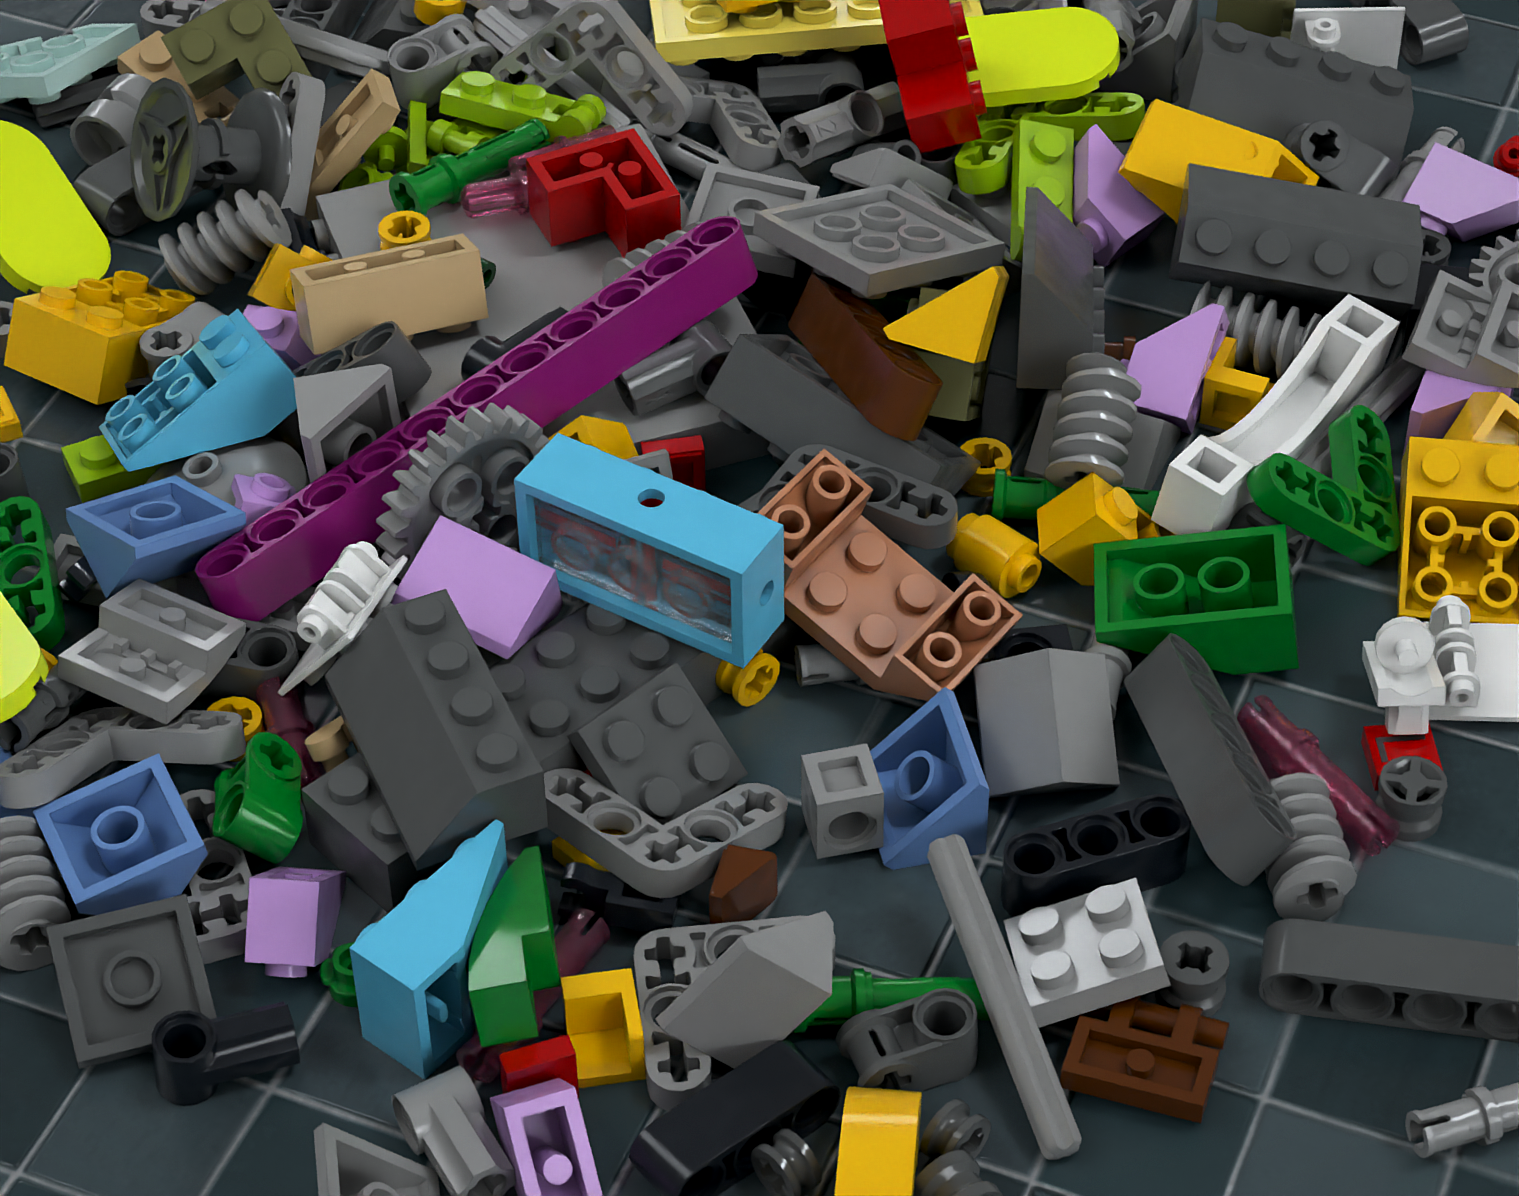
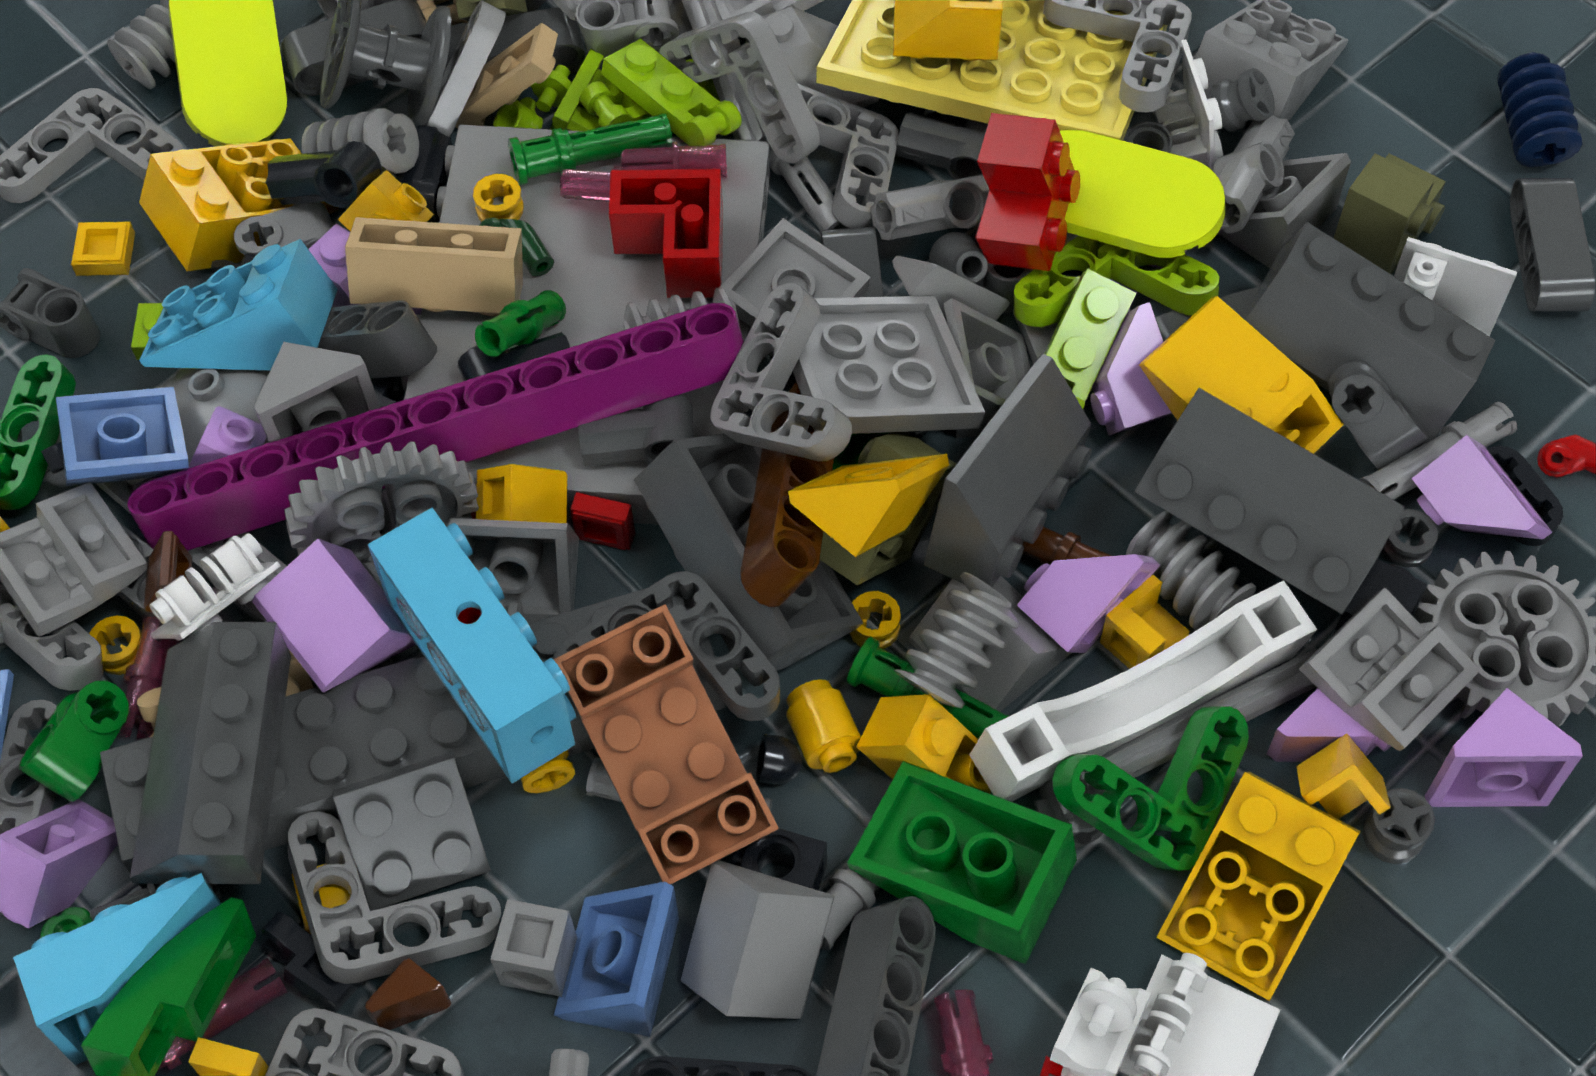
camera: 25 degrees right, 15 degrees up
(208, 268) = (323, 176): none -> black piece
(273, 624) = (164, 565): none -> reddish brown slope
(513, 314) = (520, 323): none -> green pin
(789, 295) = (791, 316): none -> light grey beam

